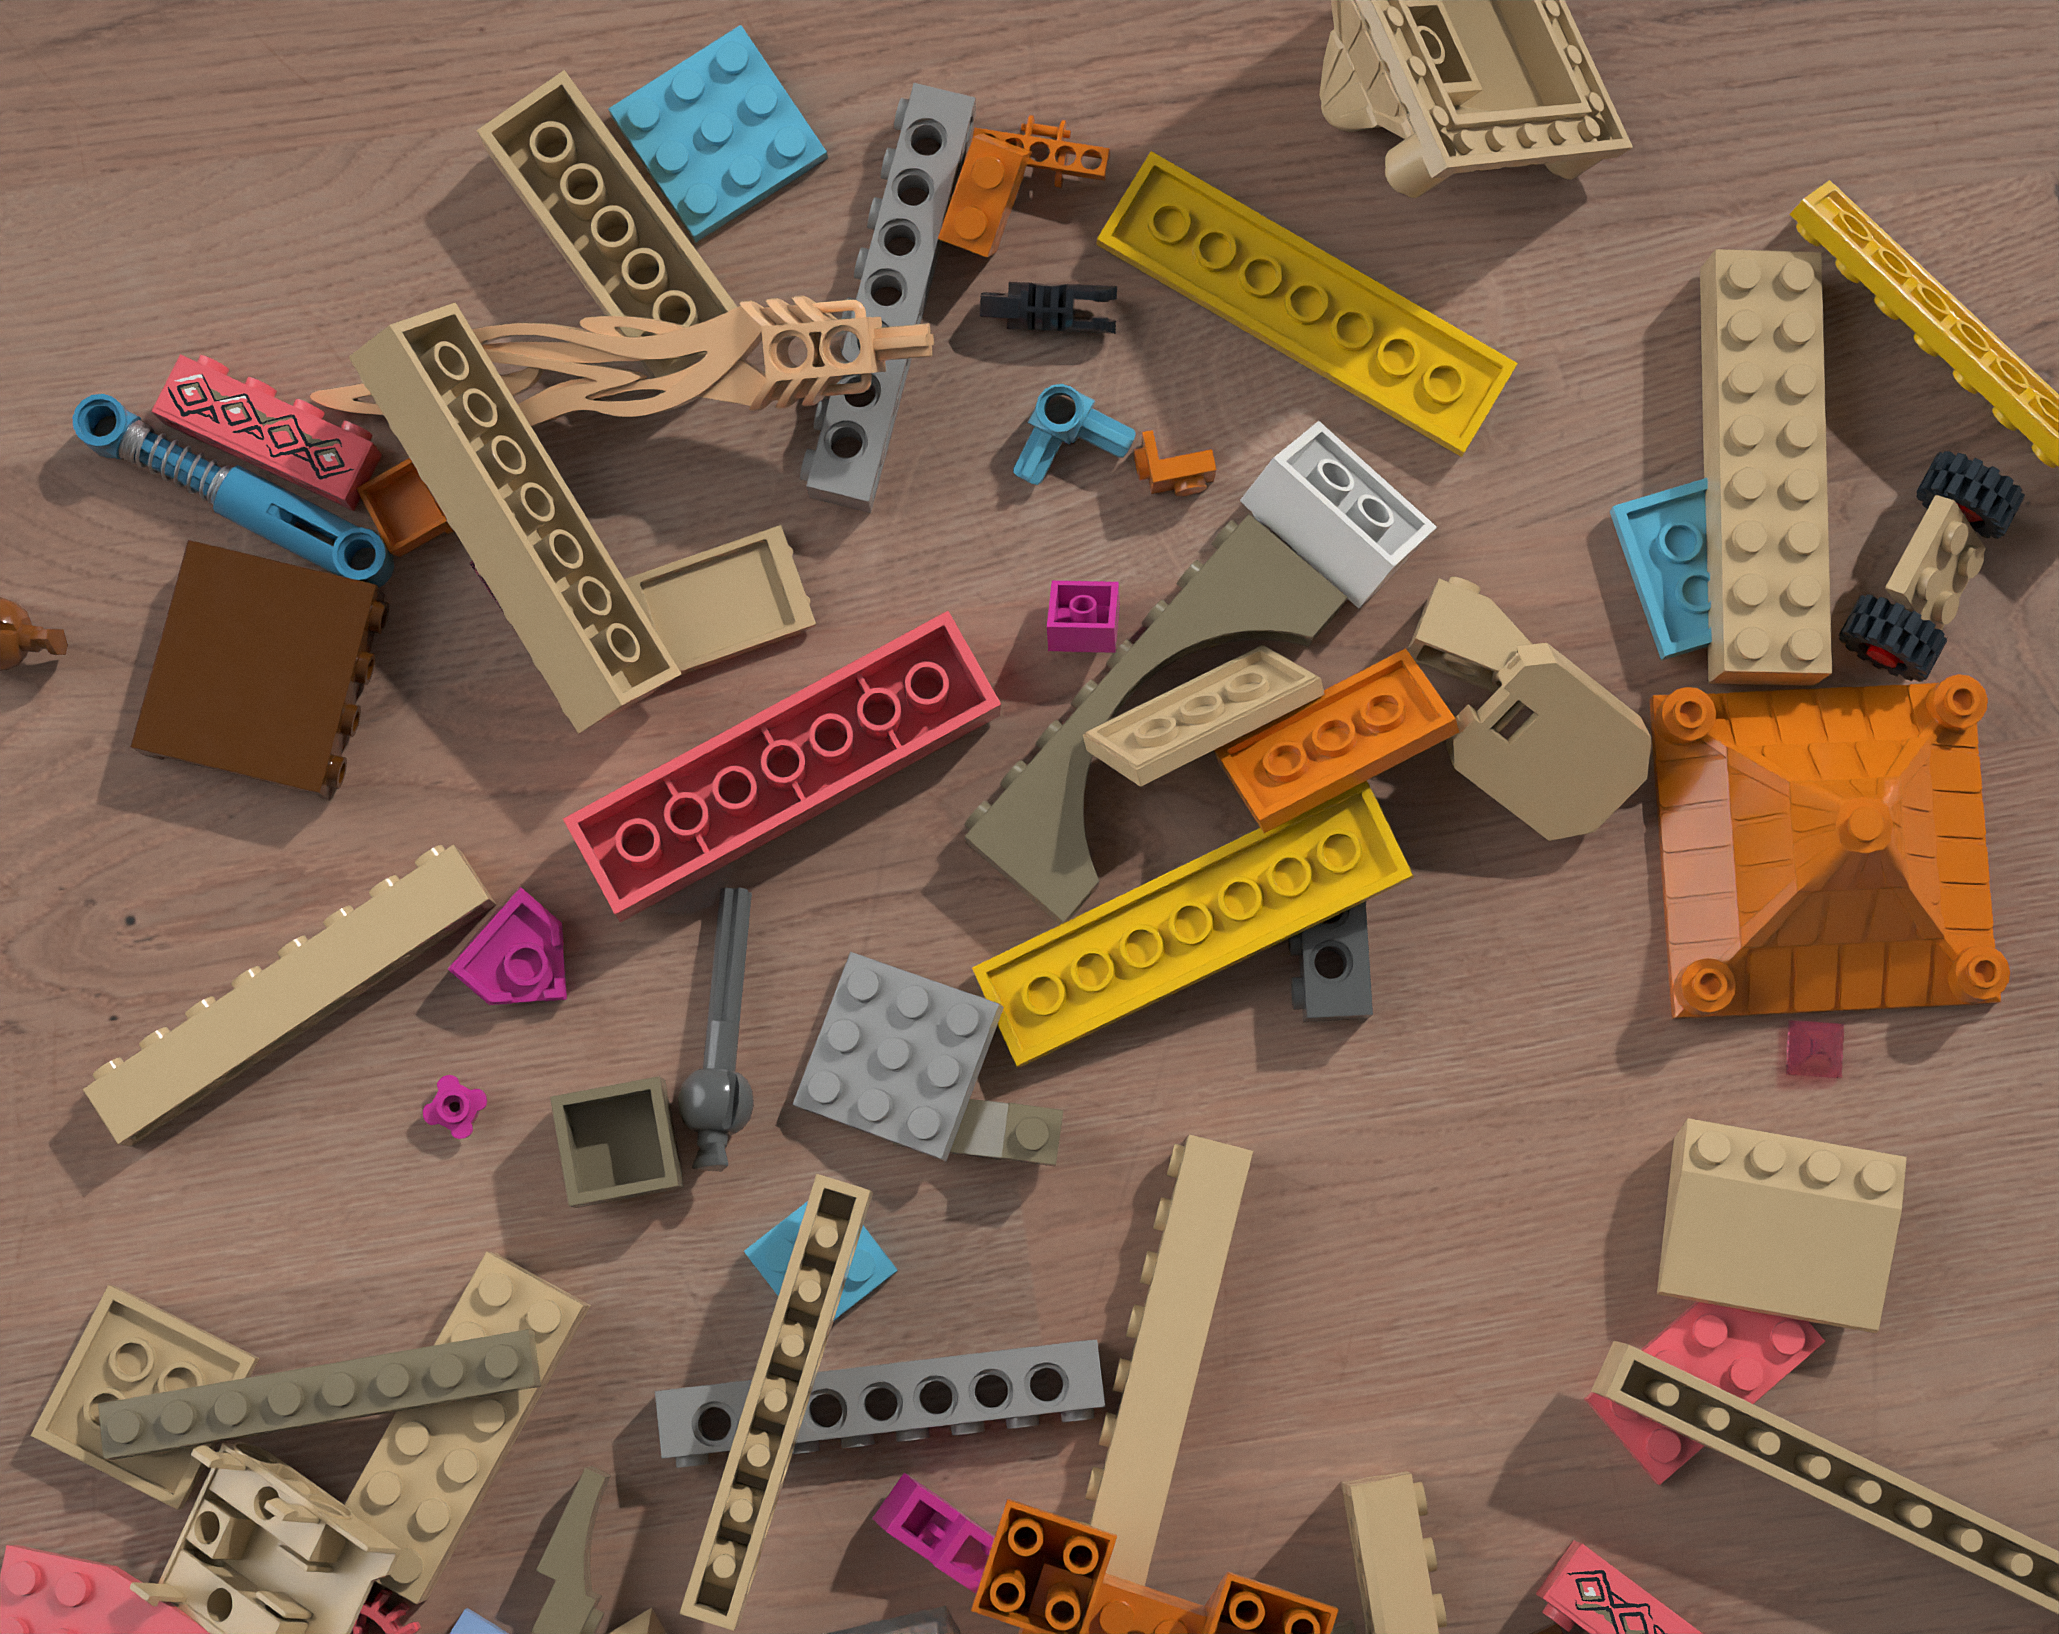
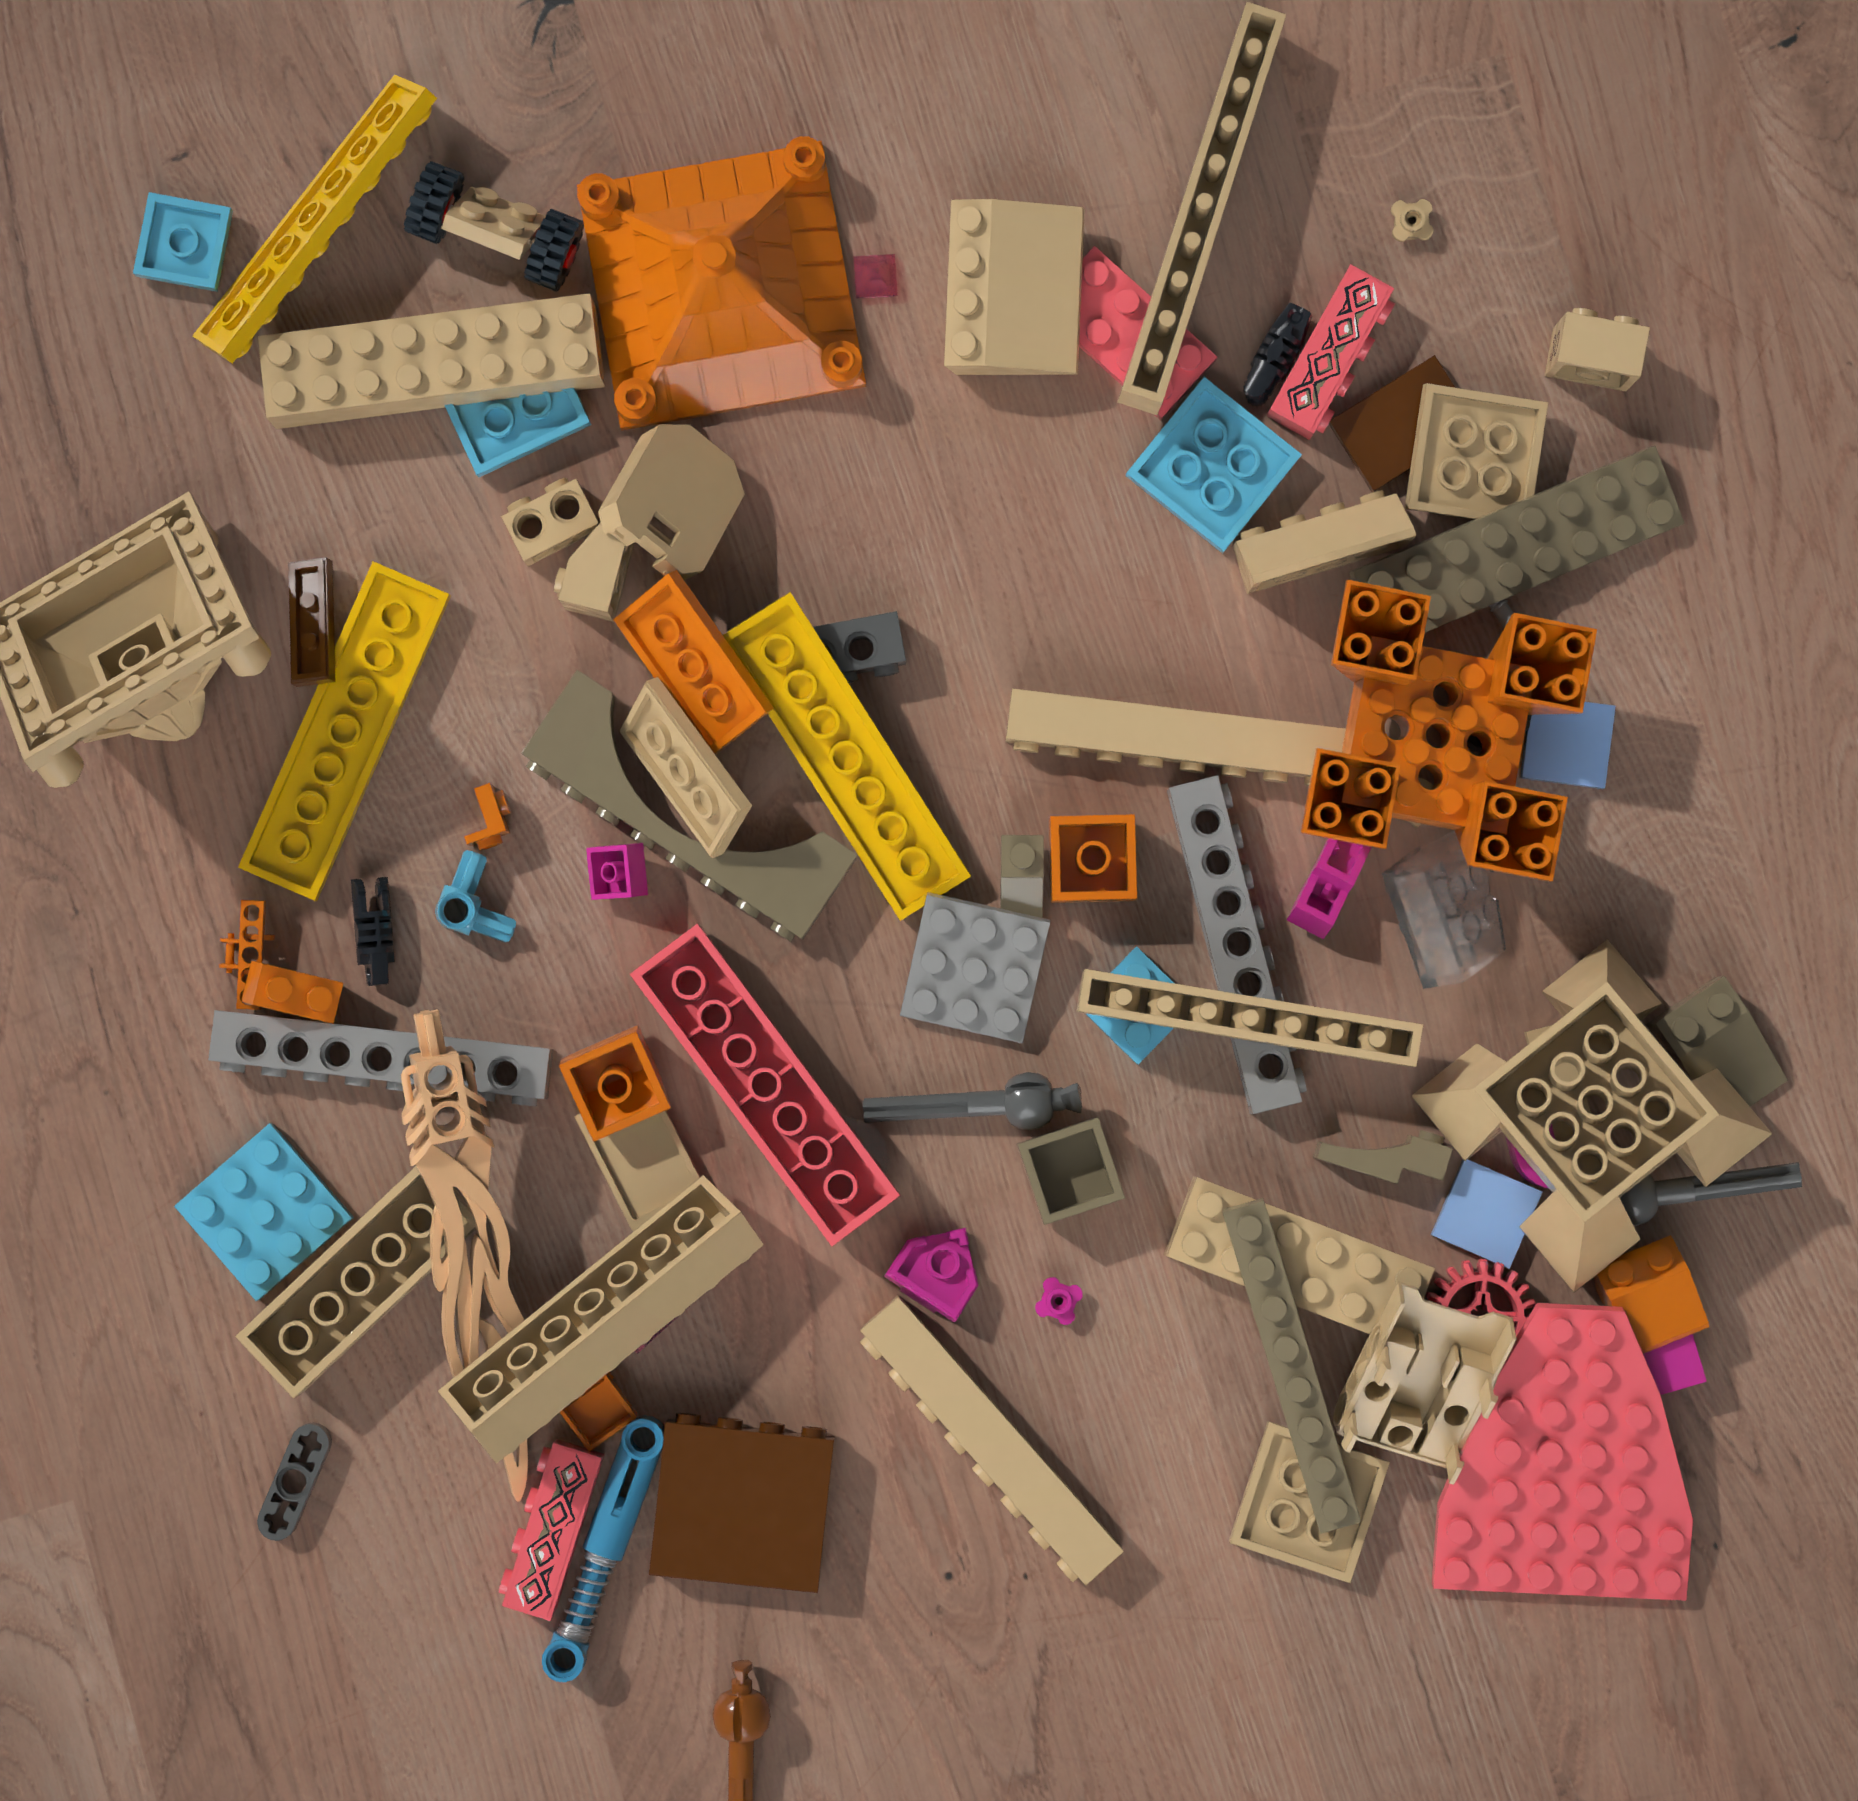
camera: 100 degrees left, 5 degrees up
(354, 97) = (294, 1514): none -> dark grey beam
(814, 578) = (615, 1083): none -> orange slope
(1017, 1226) = (1092, 858): none -> orange brick
(1337, 513) = (509, 685): white slope -> none
(1448, 279) = (311, 622): none -> reddish brown tile
(1516, 1459) = (1213, 465): none -> medium azure plate
(1528, 594) = (555, 531): none -> tan brick
(1655, 1564) = (1276, 353): none -> black hinge
(1951, 182) = (183, 241): none -> medium azure plate

